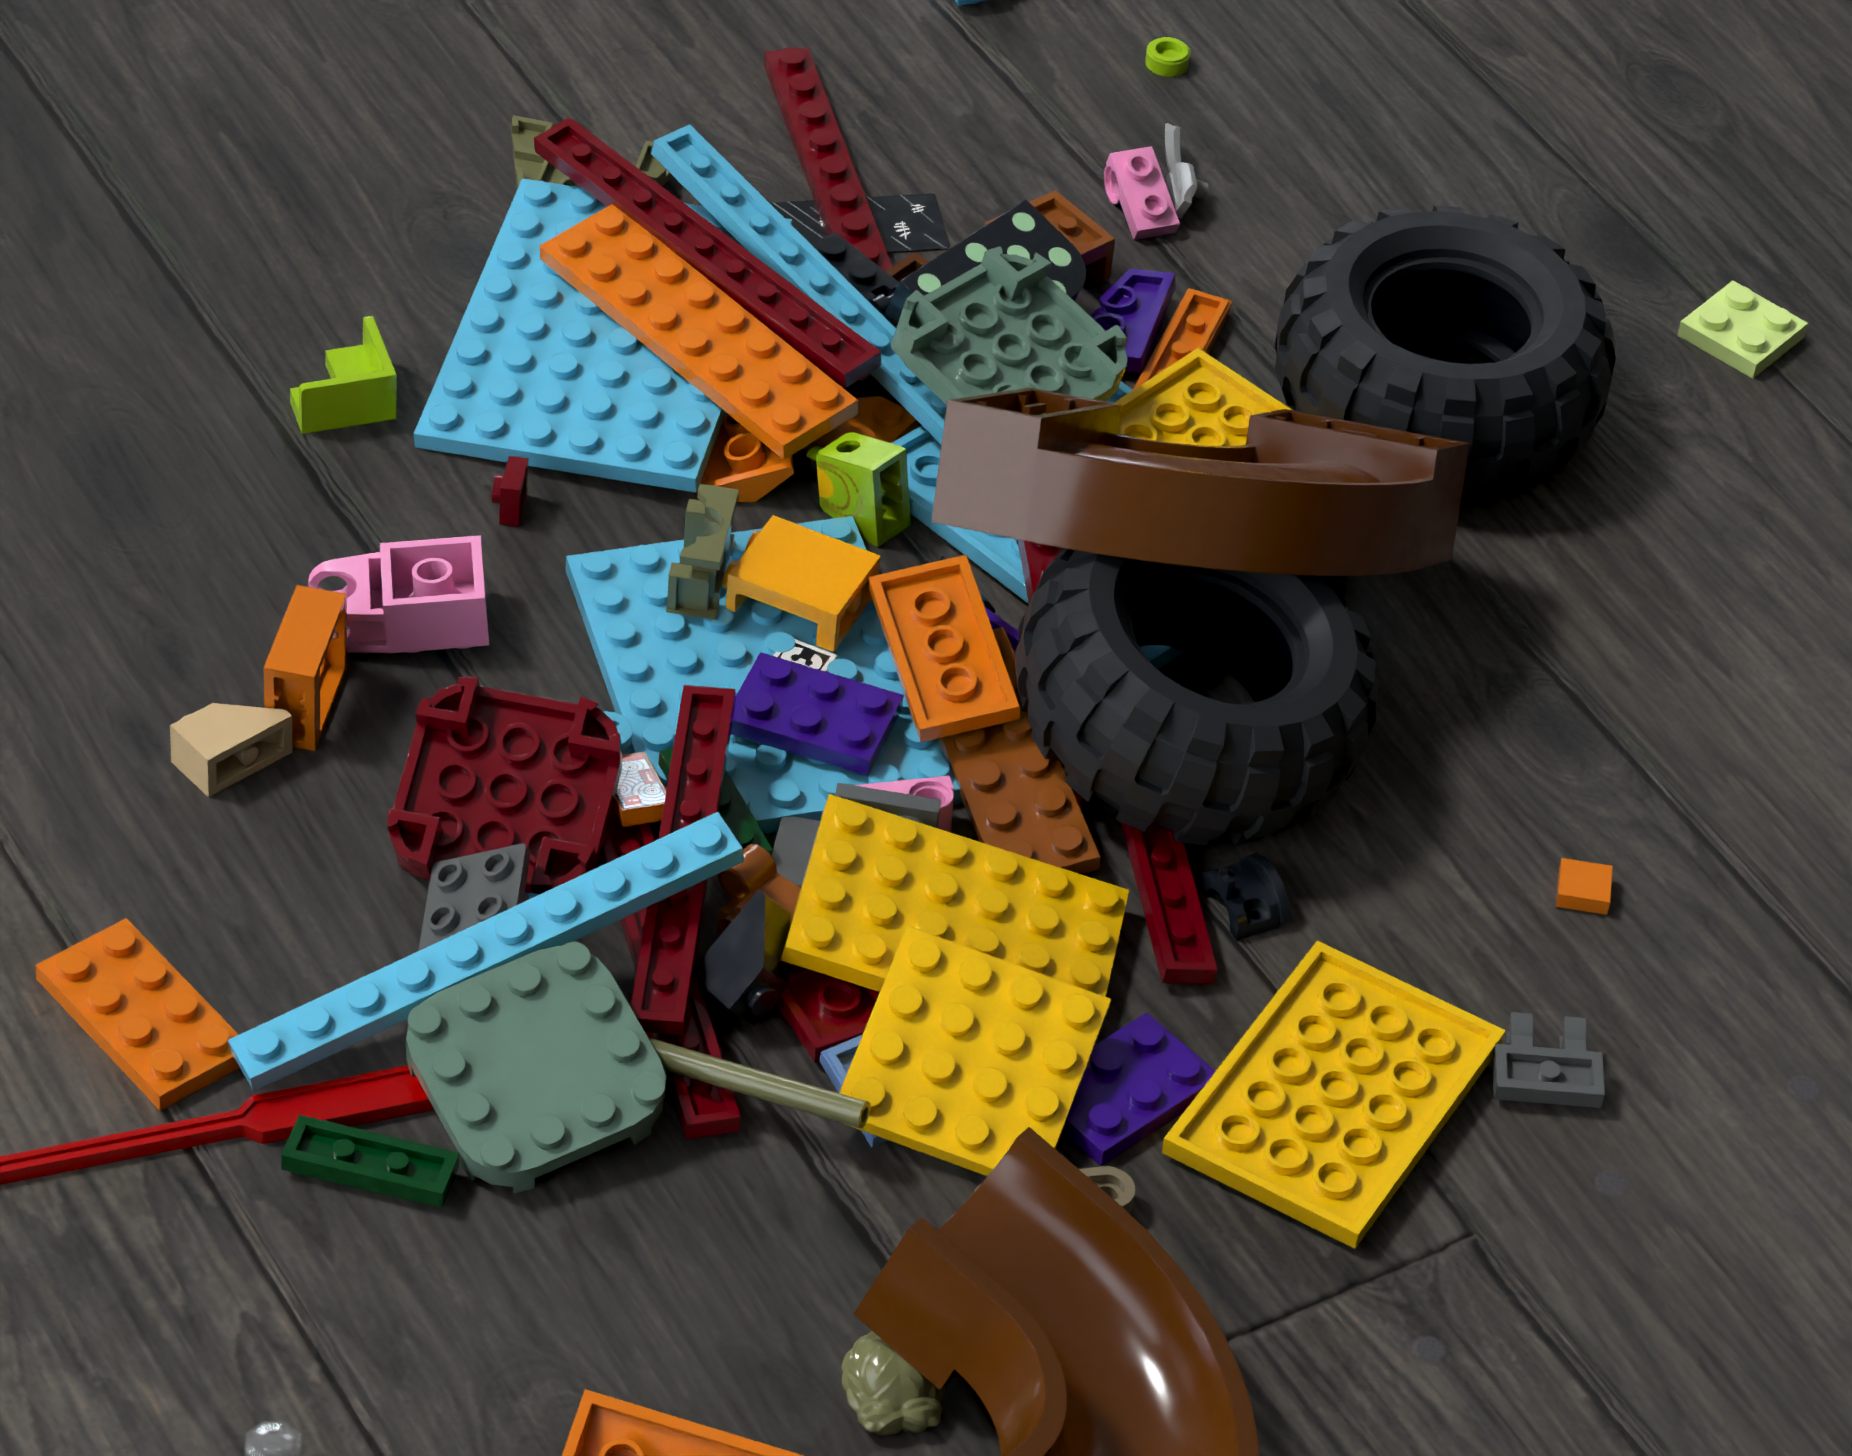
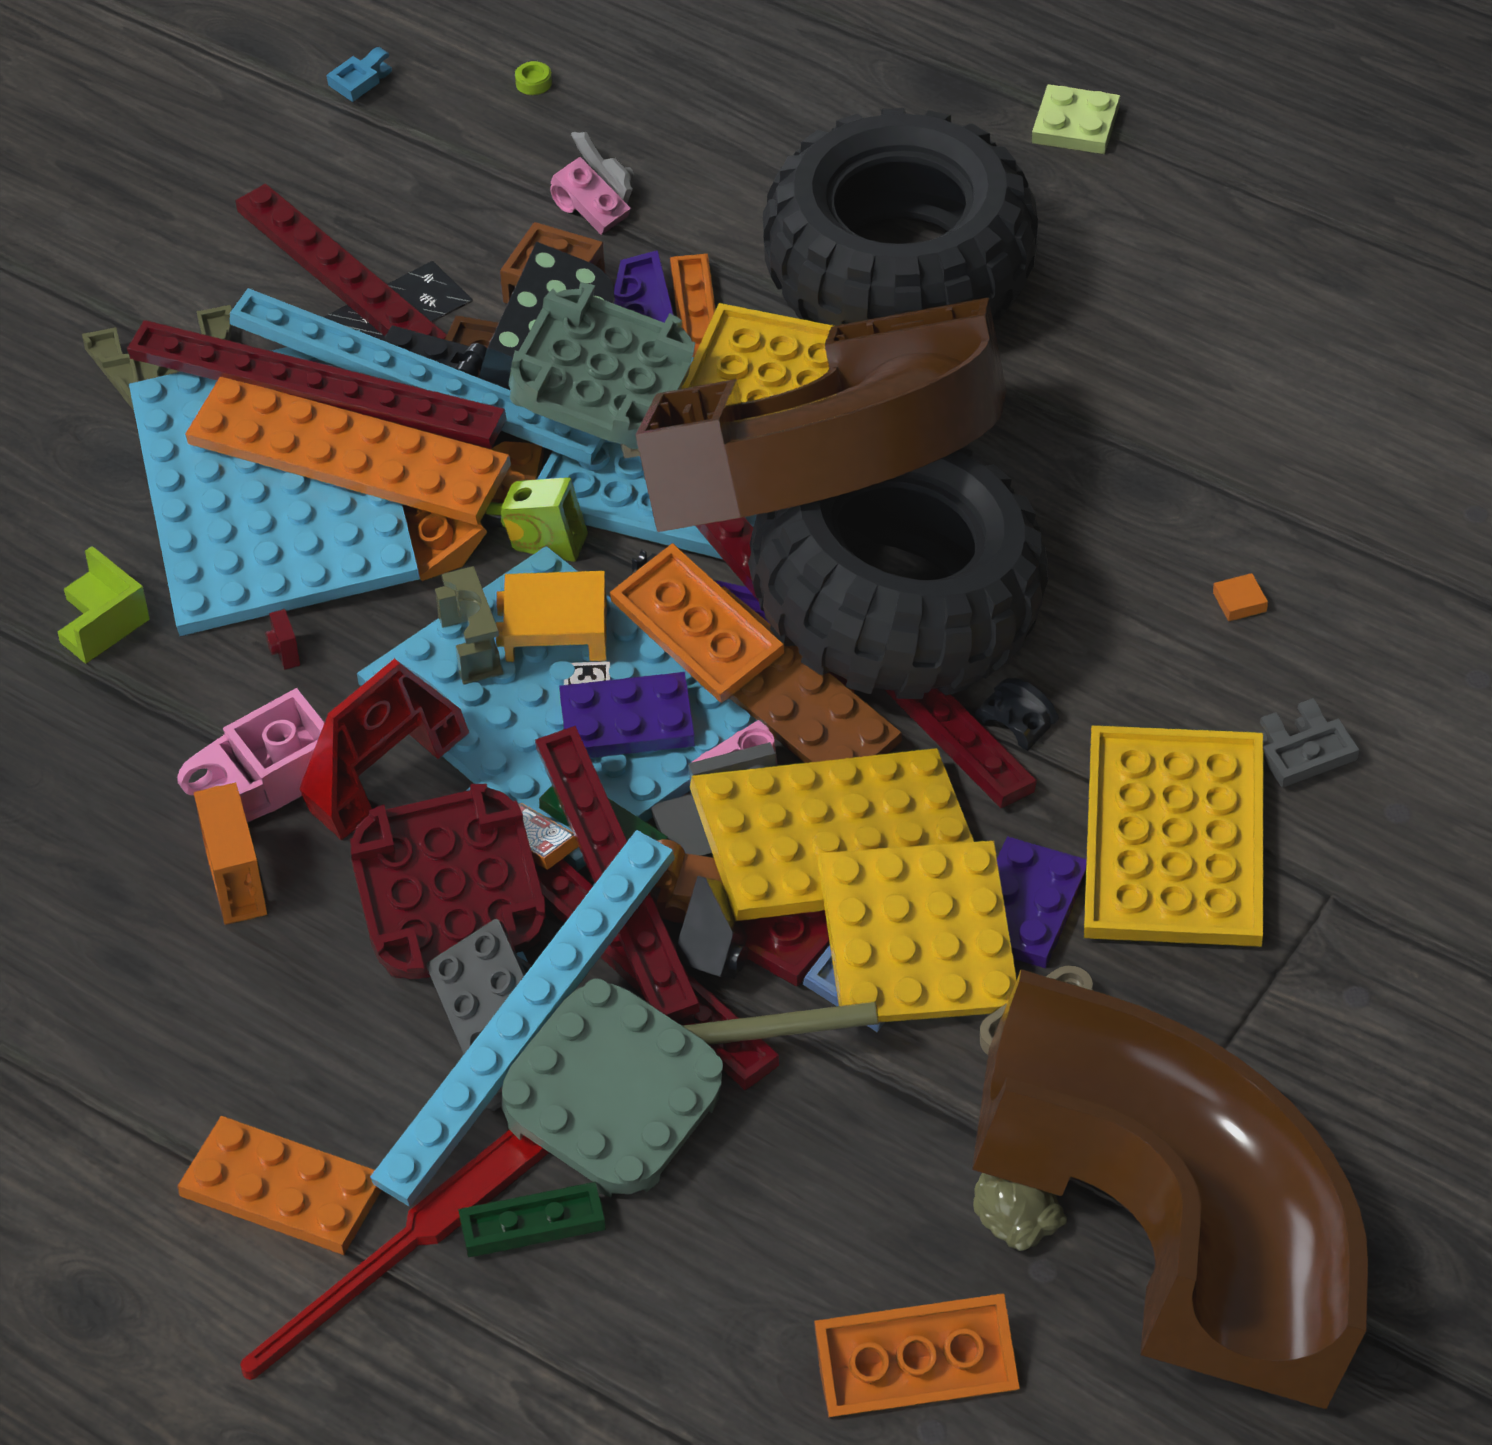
camera: 20 degrees left, 5 degrees up
(229, 743) = (204, 940): tan slope -> none
(521, 591) = (364, 730): none -> red wedge

